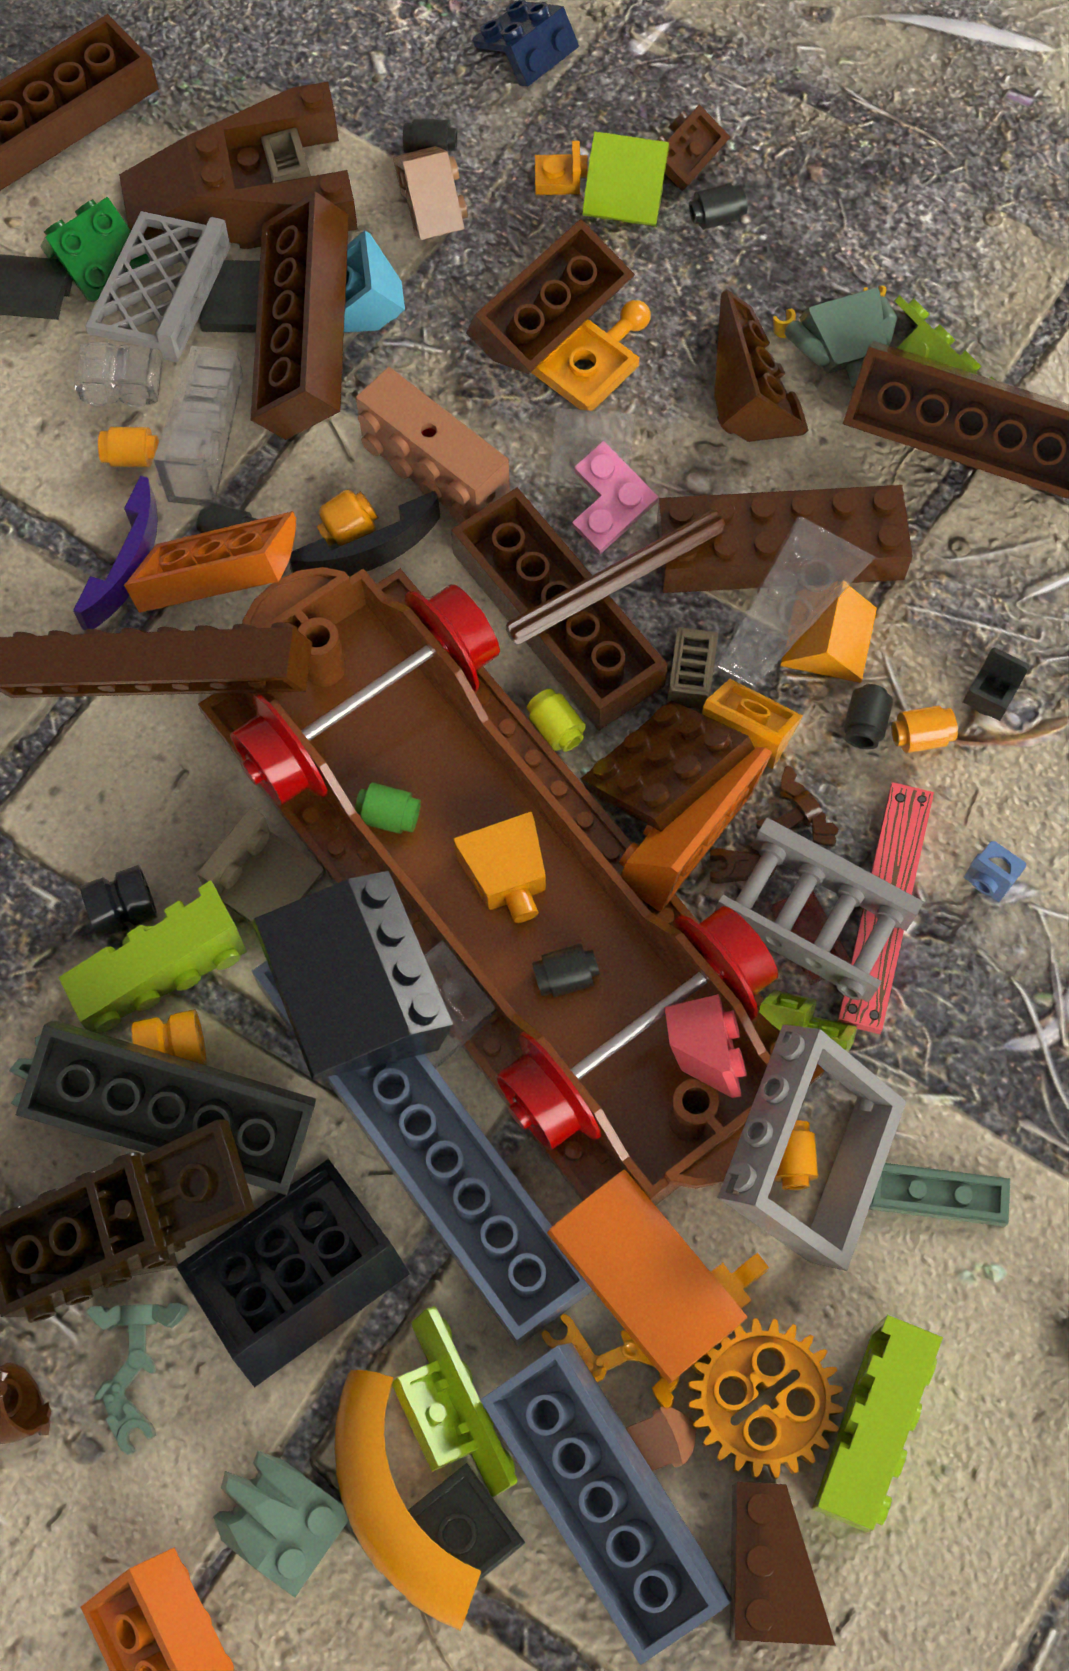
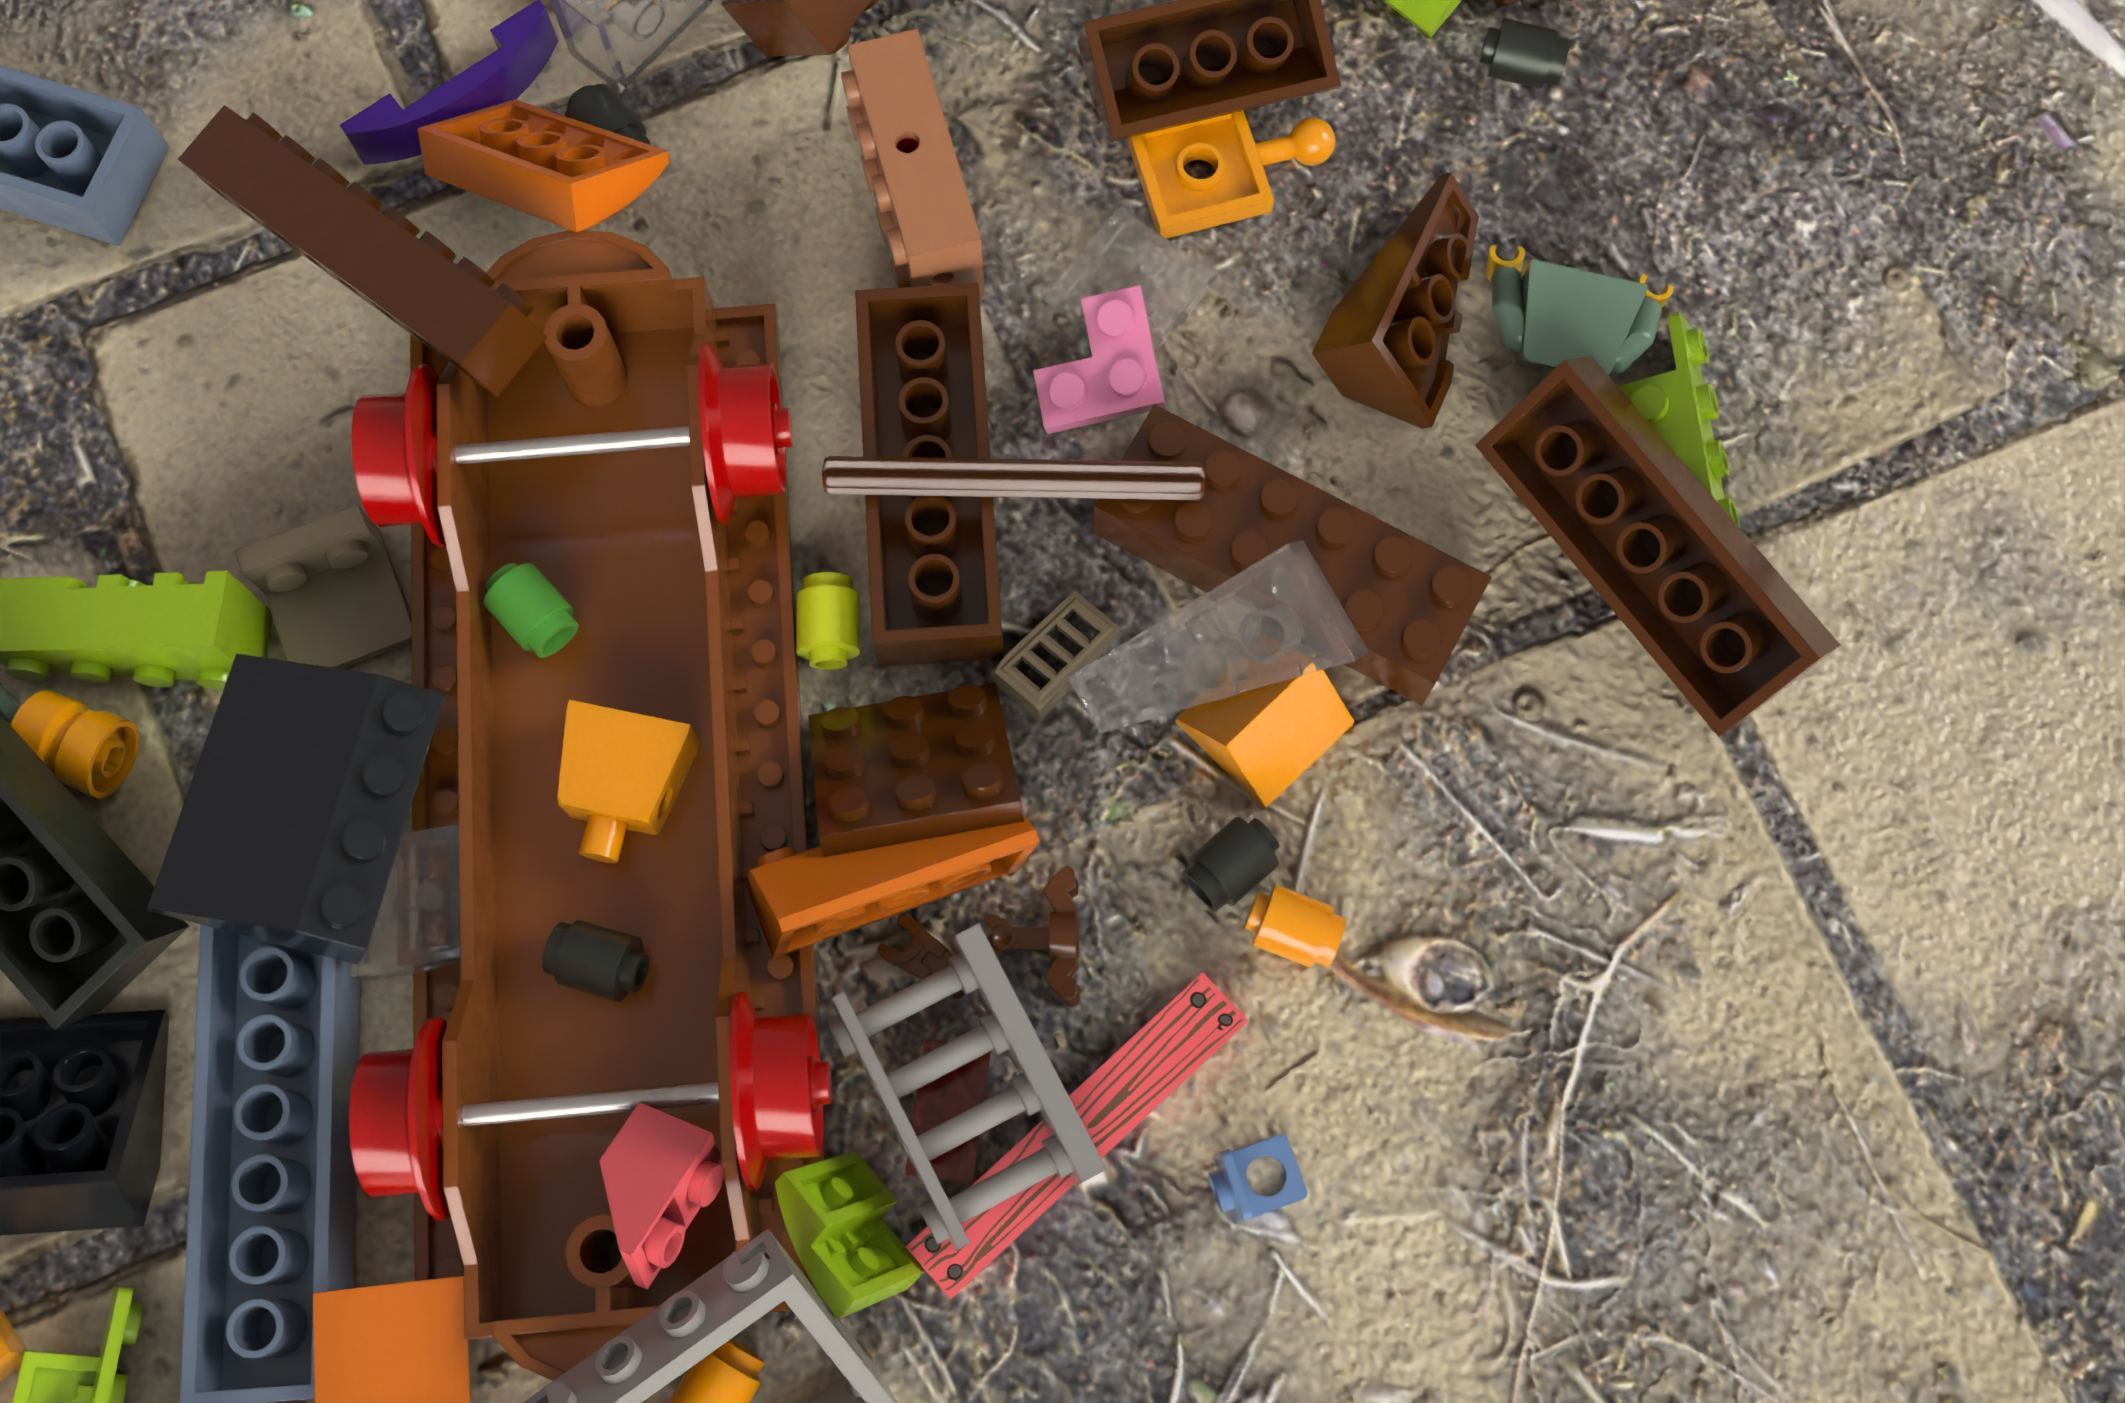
camera: 30 degrees right, 5 degrees up
(118, 901) = (131, 523): black wheel -> none
(346, 518) = (756, 202): light orange head -> none
(377, 548) = (837, 256): black slope -> none
(755, 715) = (1076, 773): light orange slope -> none
(996, 684) = (1433, 927): pearl dark grey bracket -> none

